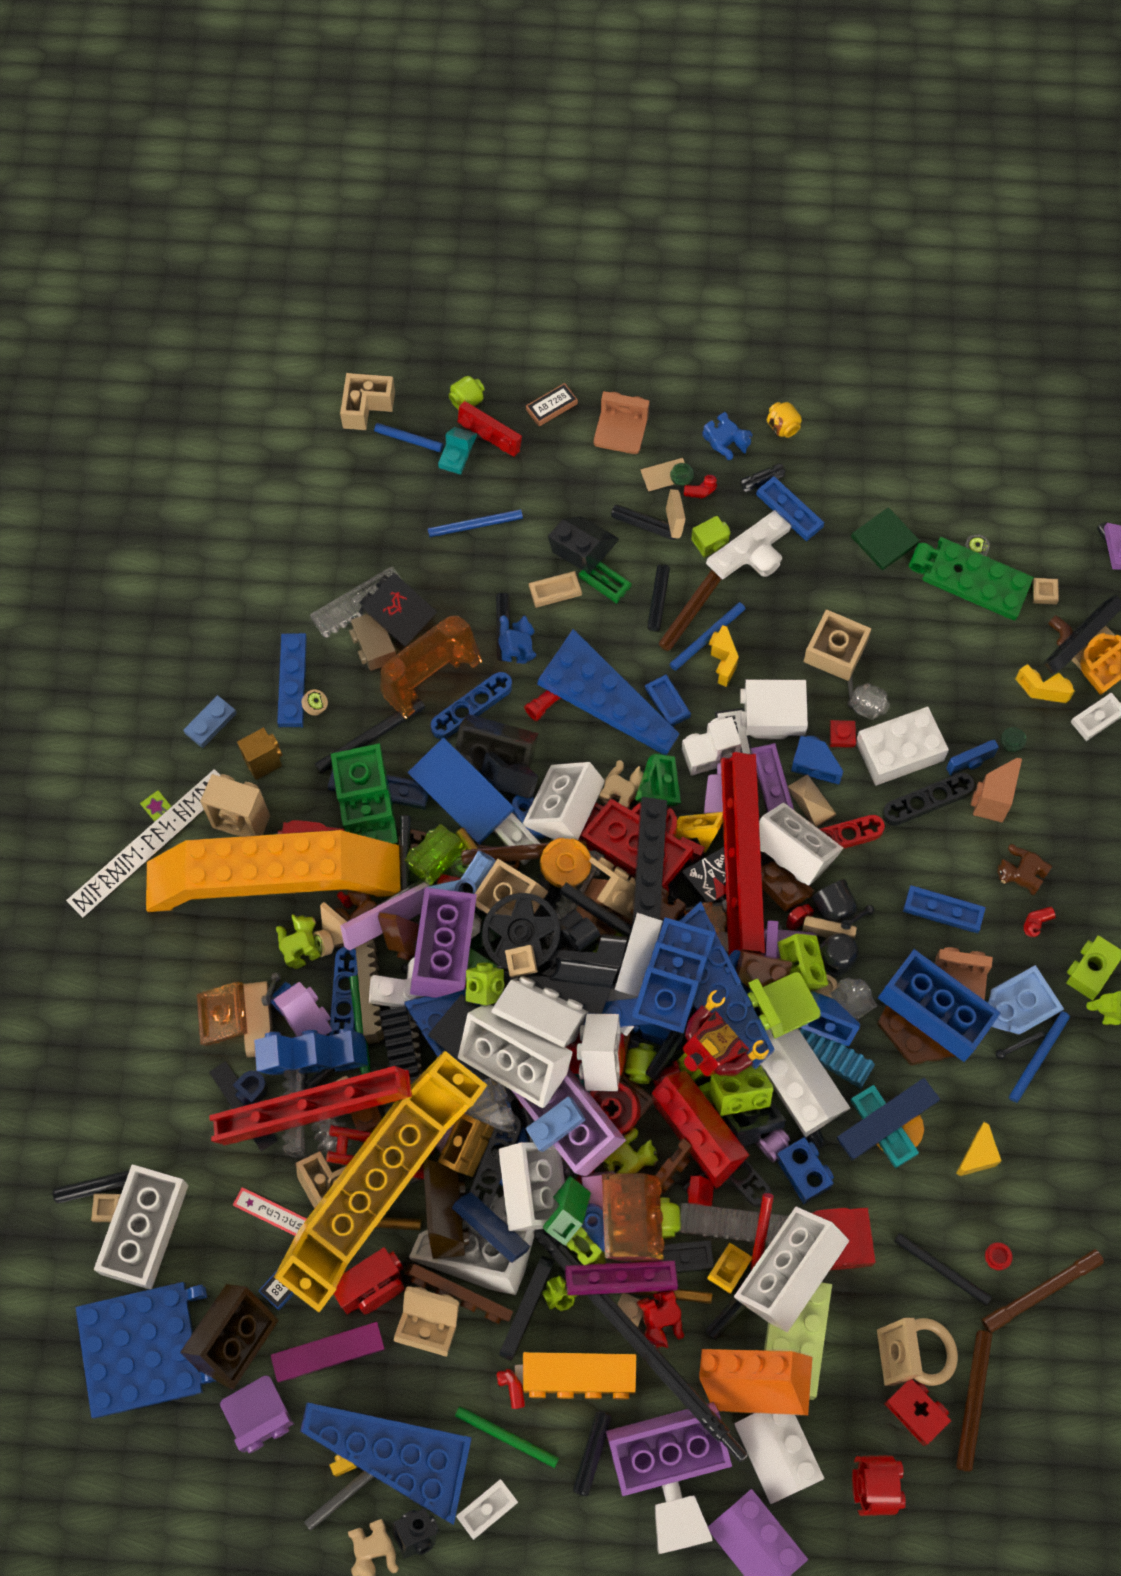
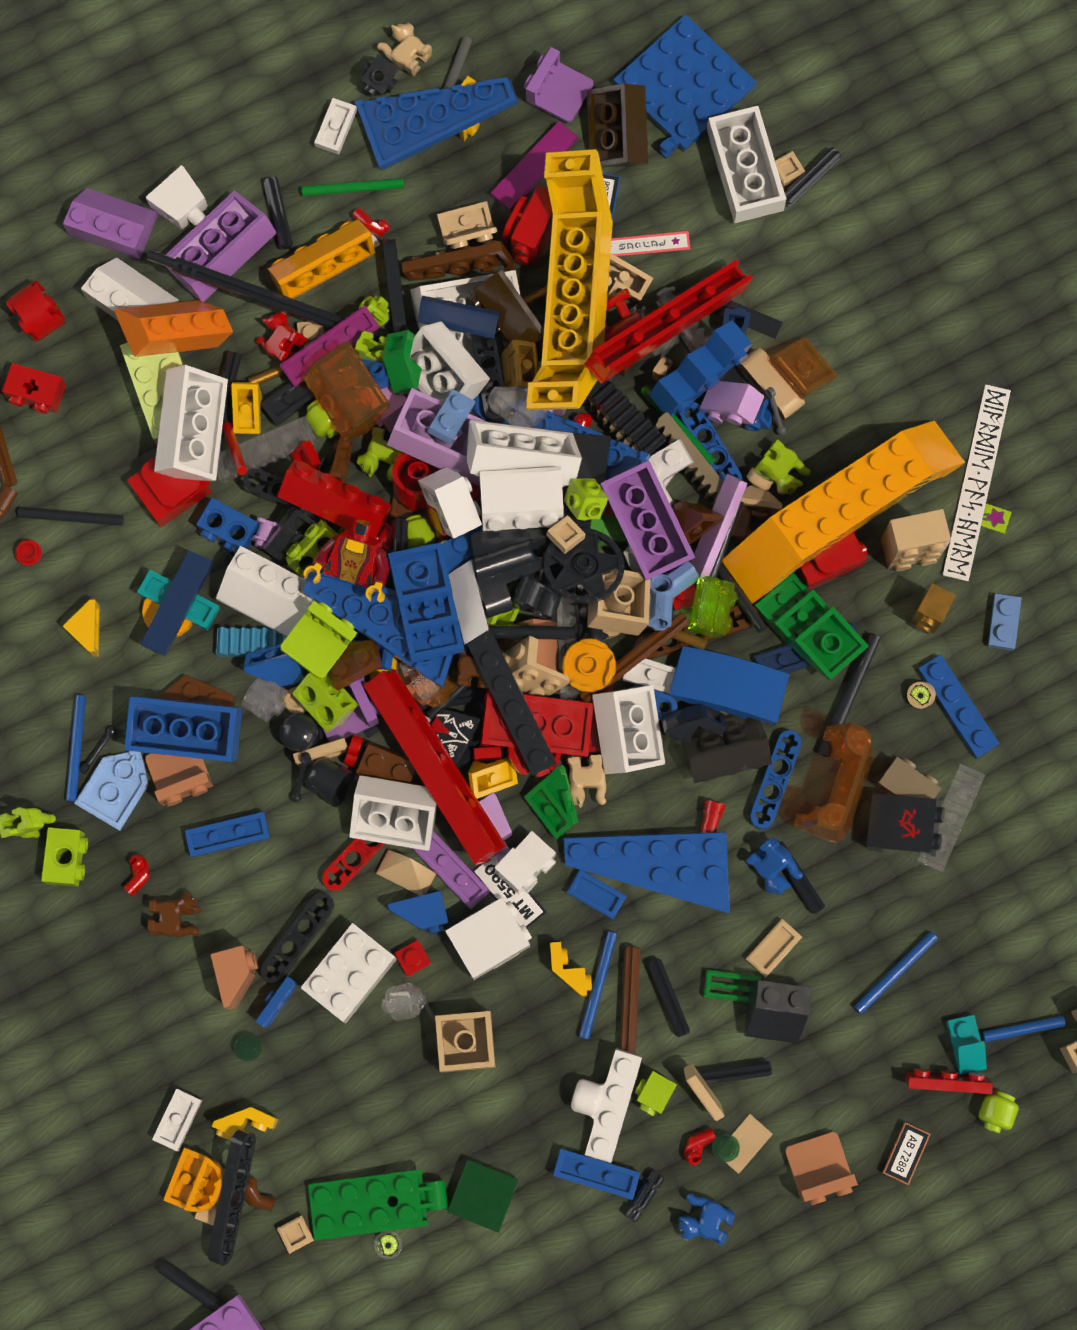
camera: 150 degrees right, 10 degrees up
(784, 419) = (660, 1276): yellow head -> none
(901, 1352) = (67, 420): tan tile -> none

